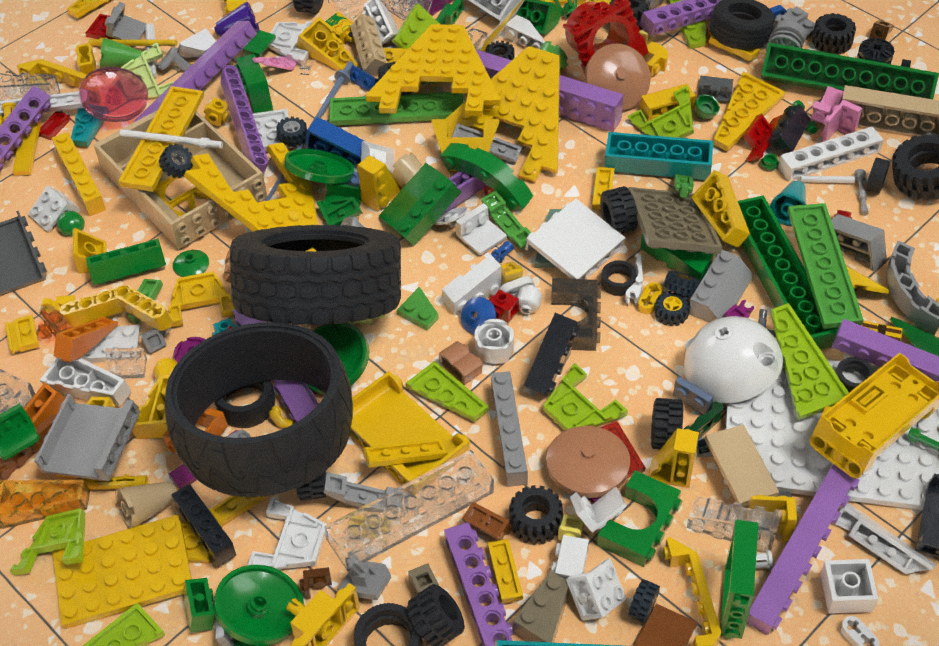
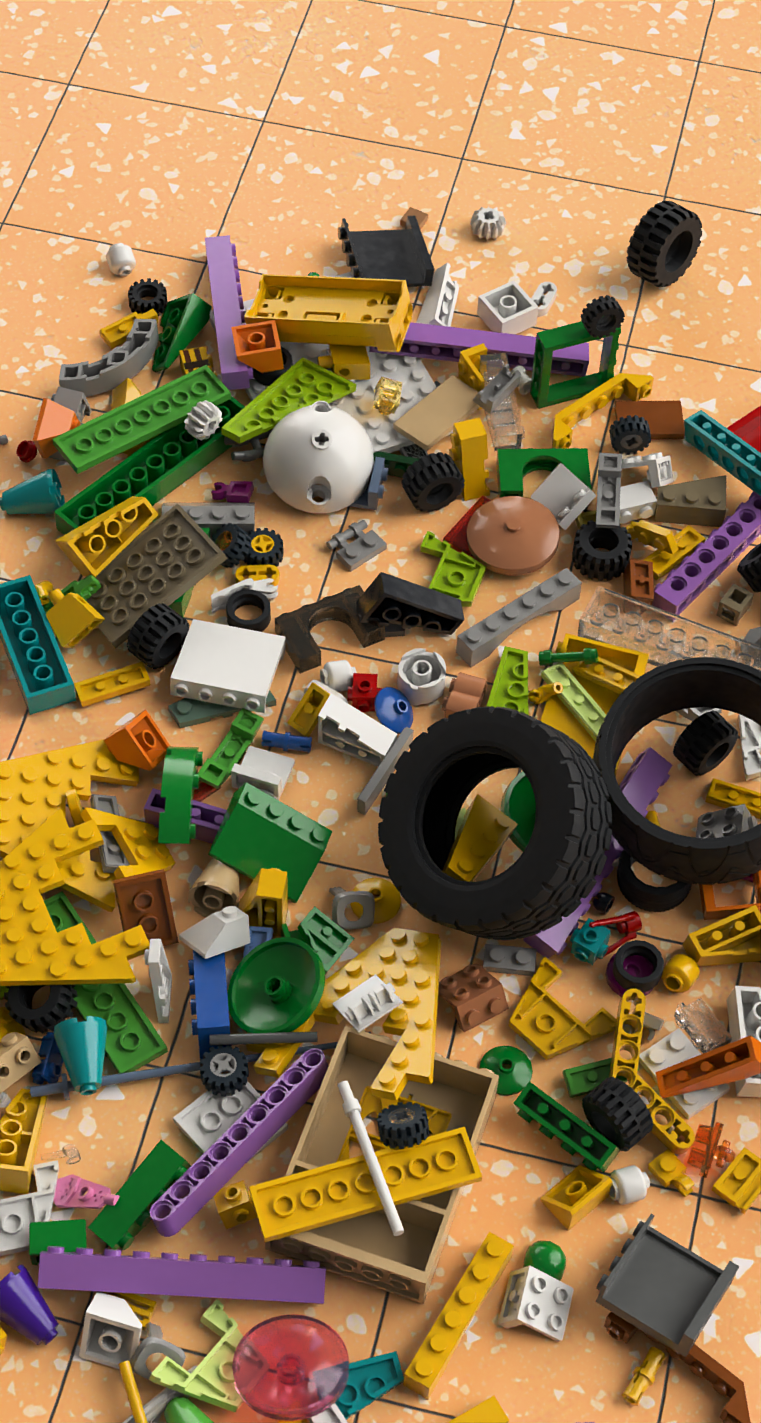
camera: 125 degrees left, 5 degrees up
(70, 275) = (629, 1185): none -> white head
(105, 275) = (617, 1113): none -> black tyre
(181, 338) = (638, 948): none -> black tyre
(267, 188) = (367, 1003): none -> white hinge
(289, 147) = (263, 1038): none -> dark grey bar
(350, 78) = (83, 1051): none -> teal cone
(367, 121) = (160, 977): none -> white wing
(412, 429) = (576, 698): none -> yellowish green tile
(415, 131) = (146, 902): none -> dark orange tile
(432, 412) = (544, 692): none -> yellow arm
(436, 293) = (383, 771): none -> light grey tile
(438, 442) = (588, 655): none -> green bar
(512, 130) = (74, 806): none -> yellow tile
(524, 555) = (653, 536): none -> yellow hinge
(541, 176) = (138, 742): none -> orange slope
(575, 532) = (608, 490): none -> light grey slope
(639, 369) = (360, 550): none -> light grey plate
(656, 173) = (71, 618): none -> yellow torso
(698, 175) = (43, 589): none -> yellow arm
(735, 502) = (497, 389): none -> light grey hinge
(738, 564) = (611, 315): none -> black tyre
(771, 425) = (387, 400): none -> clear yellow brick
(799, 291) = (203, 420): none -> white gear
(842, 209) = (52, 422): none -> orange slope
(862, 351) = (258, 346): none -> orange slope

